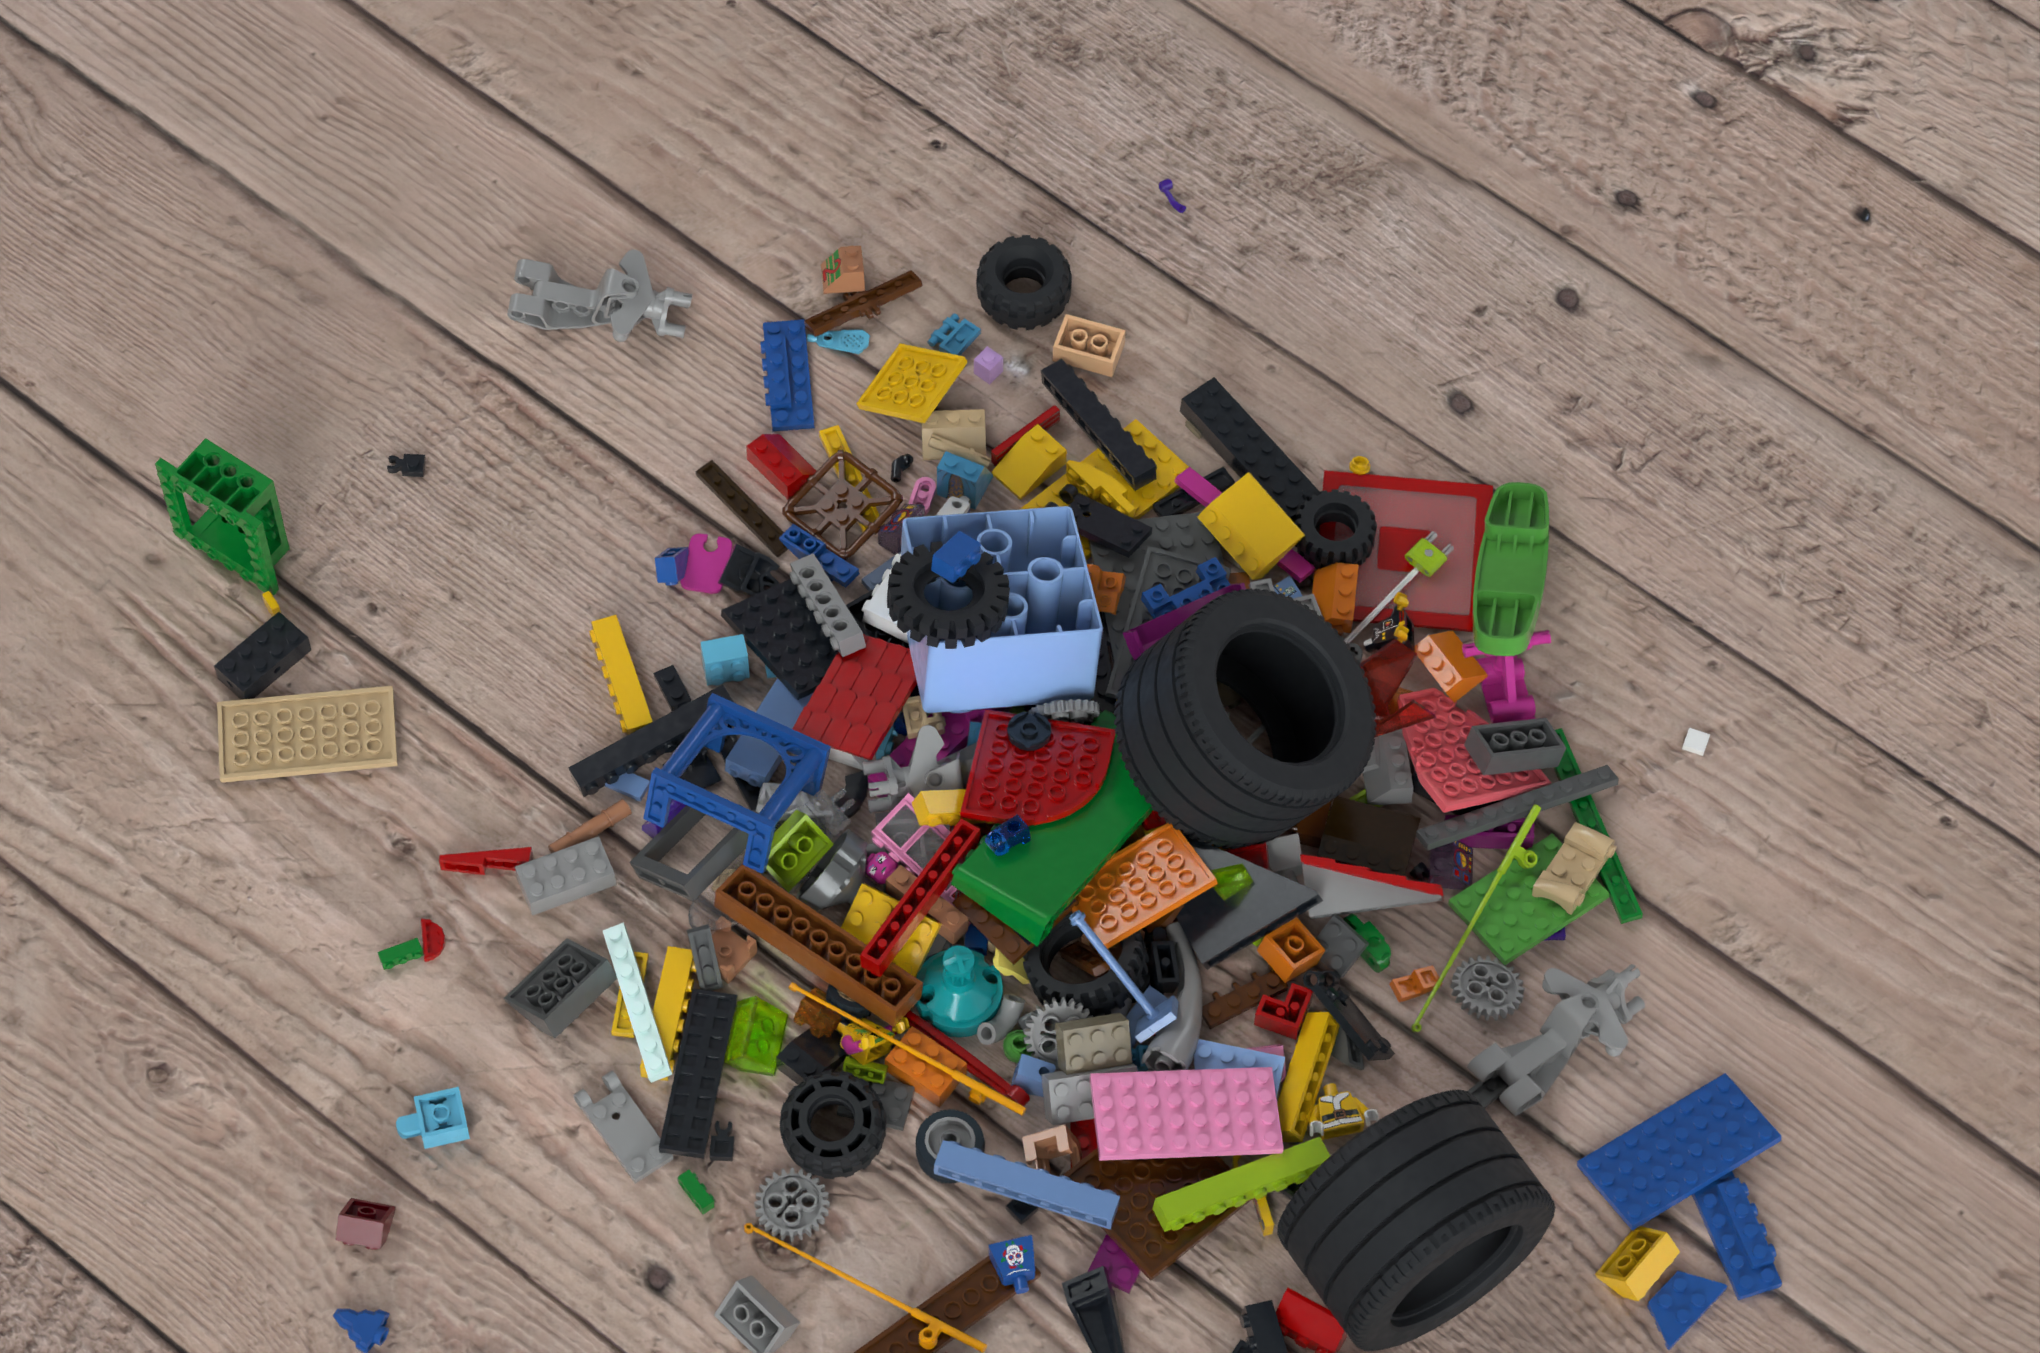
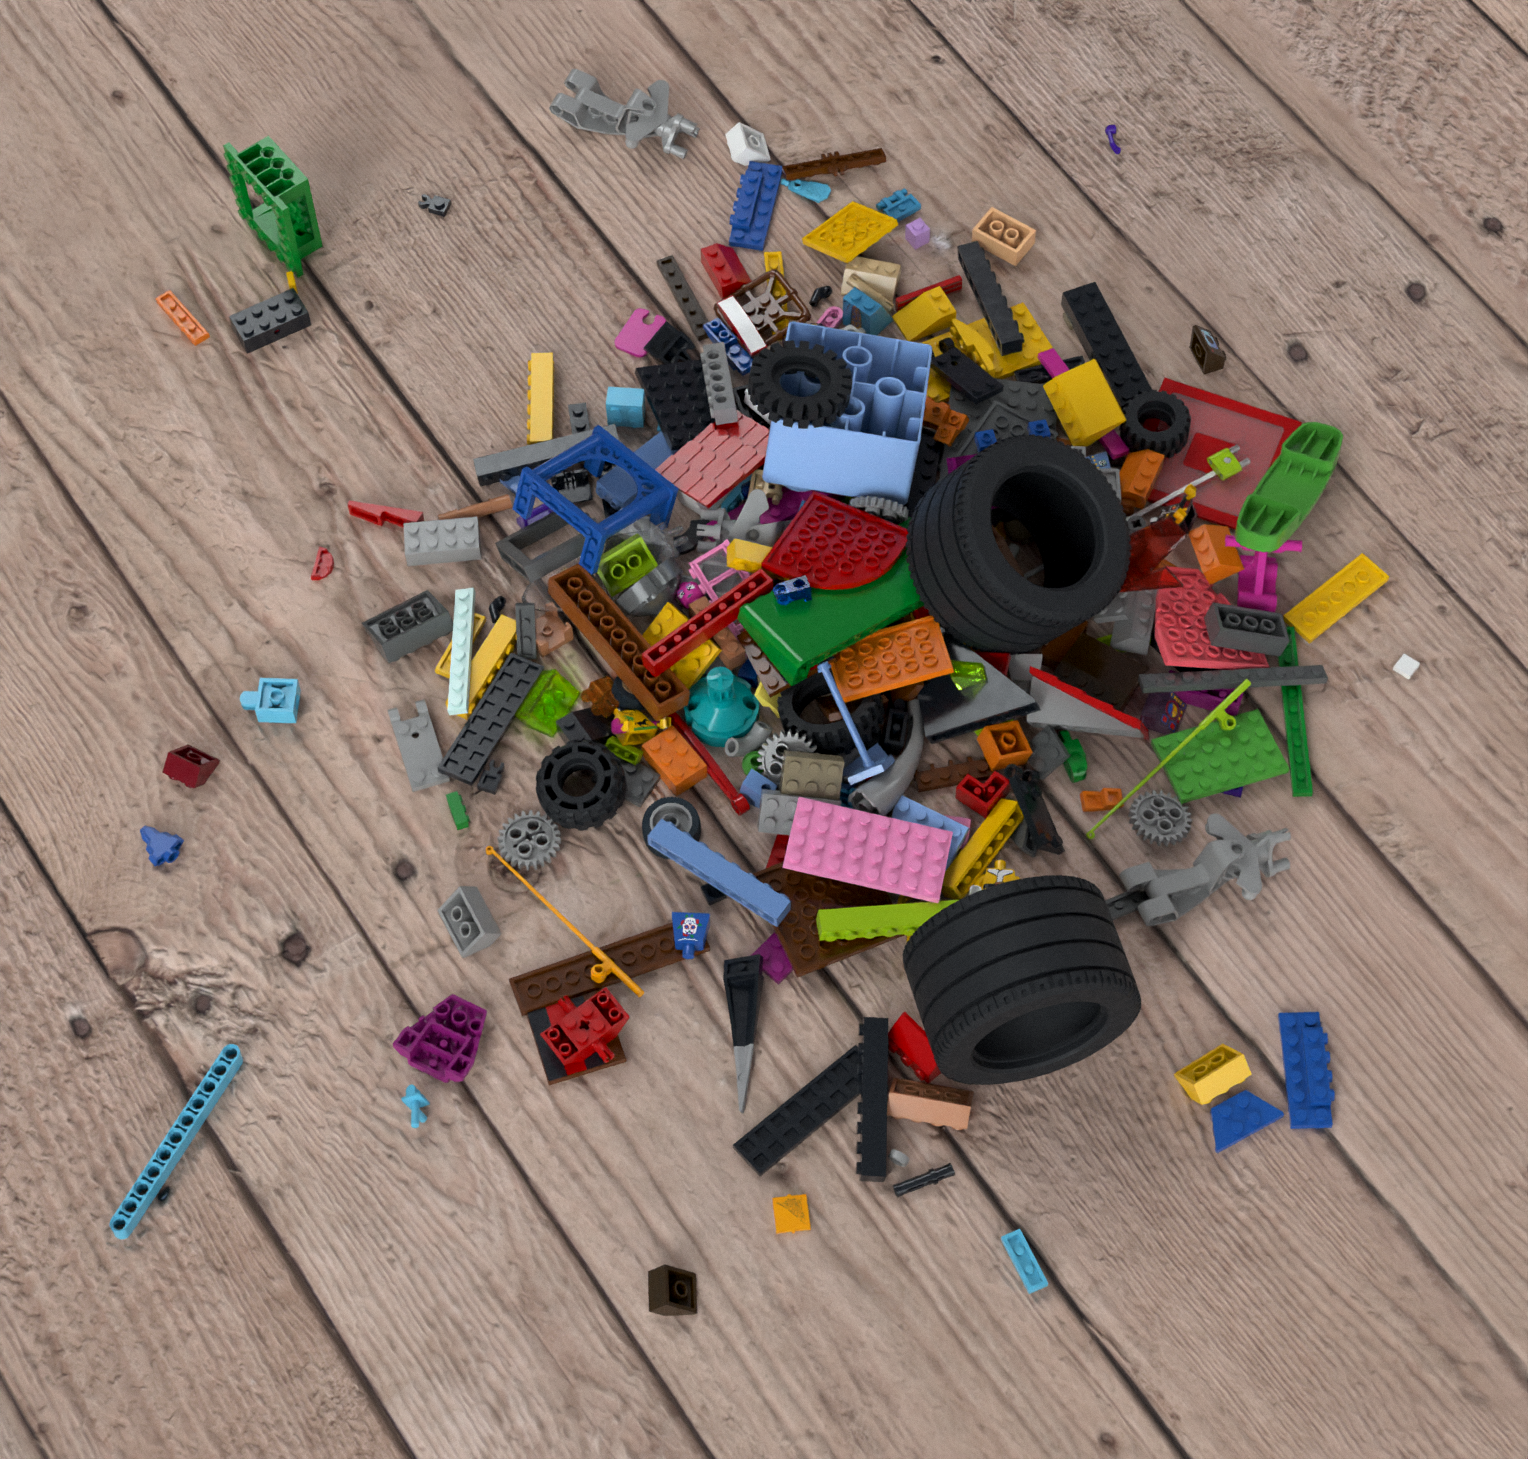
camera: 20 degrees right, 0 degrees up
(152, 679) = (182, 317): none -> orange tile
(306, 734) = (283, 386): tan plate -> none
(400, 953) = (293, 568): green piece -> none
(654, 940) = (495, 608): none -> black arm
(671, 565) = (610, 326): blue slope -> none
(753, 304) = (747, 145): none -> white slope
(826, 527) = (741, 325): none -> white slope
(843, 271) = (827, 136): nougat slope -> none
(956, 557) = (814, 354): blue brick -> none
(978, 1092) = (709, 790): light orange piece -> none
(1024, 259) = (971, 158): black tyre -> none
(1029, 731) = (841, 515): black tile -> none
(1049, 1145) = (751, 847): nougat panel -> none
(1359, 465) = (1195, 380): yellow plate -> none
(1361, 427) = (1206, 350): none -> dark brown slope
(1419, 871) = (1135, 710): black hinge -> none
(1574, 867) = (1265, 739): tan piece -> none
(1595, 682) = (1335, 598): none -> yellow plate
(1678, 1151) = (1279, 992): blue plate -> none

